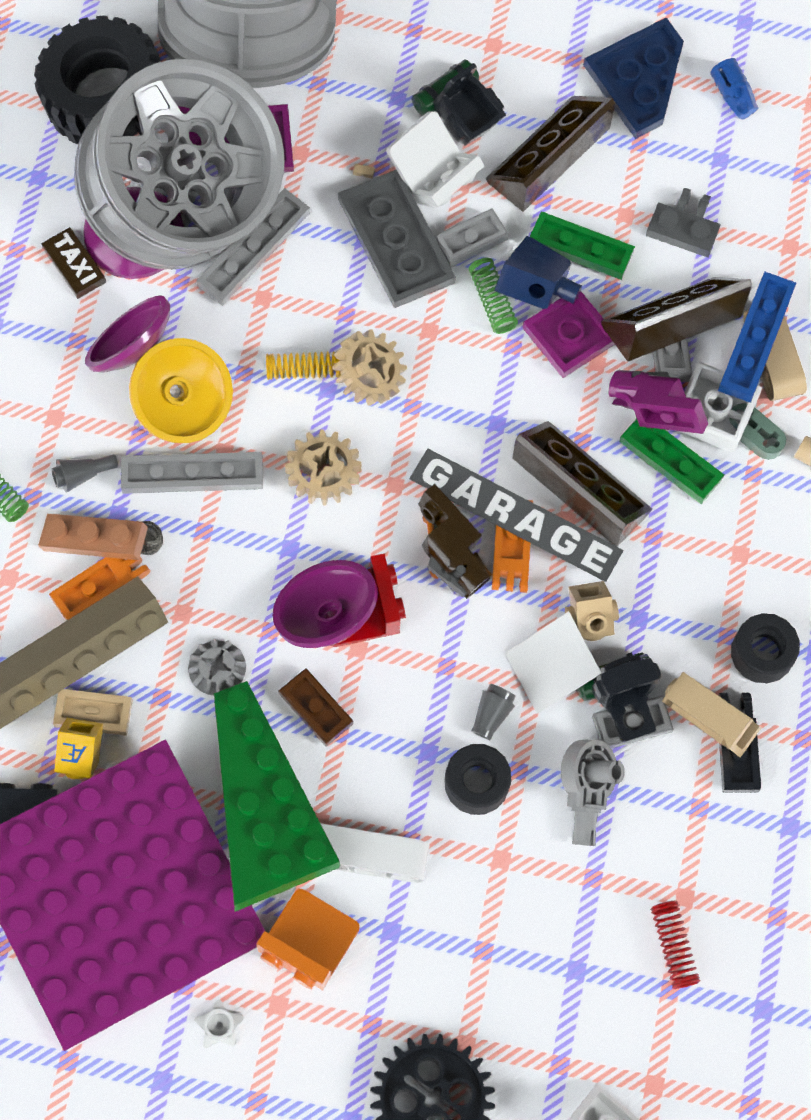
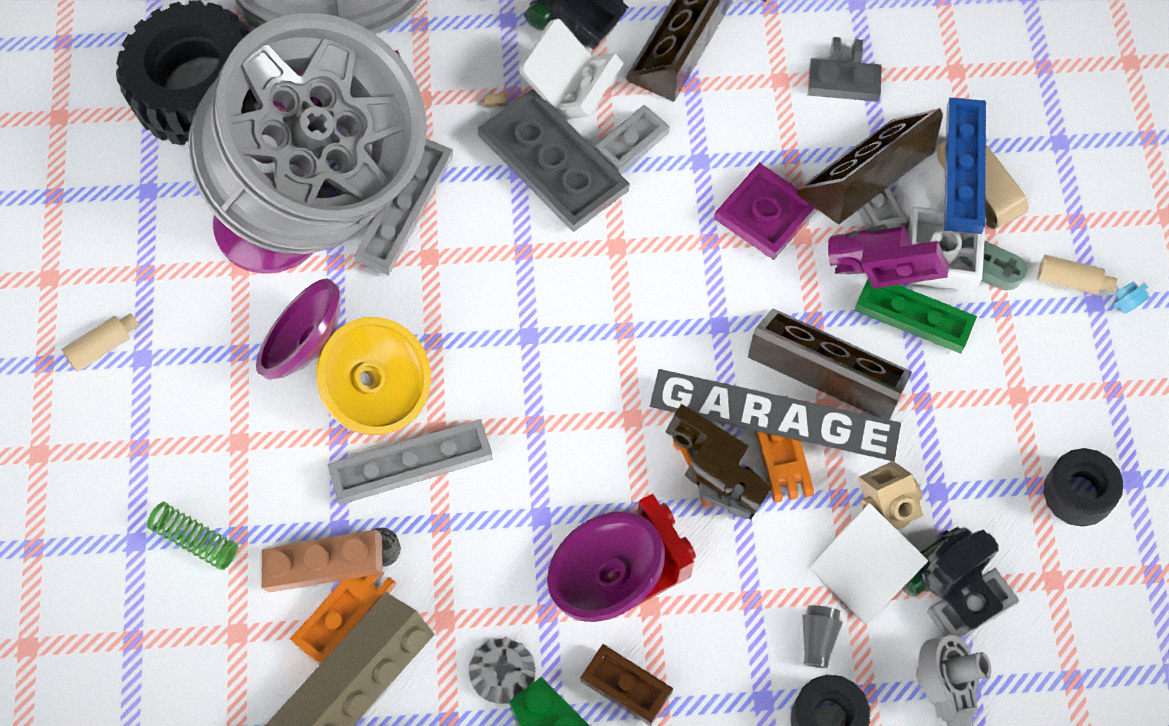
camera: 15 degrees left, 5 degrees down
(73, 263) = (213, 270): dark brown tile -> none
(74, 472) = (278, 496): dark grey cone -> none
(271, 368) = (534, 304): yellow piece -> none
(313, 456) = (570, 420): tan gear -> none
(357, 355) = (569, 299): tan gear -> none
(484, 271) = (687, 226): bright green piece -> none
(537, 275) = (716, 160): dark blue torso -> none
(583, 245) = (748, 120): green plate -> none
(711, 713) = (1056, 572): tan window -> none
(742, 772) = (1092, 599): black hinge -> none

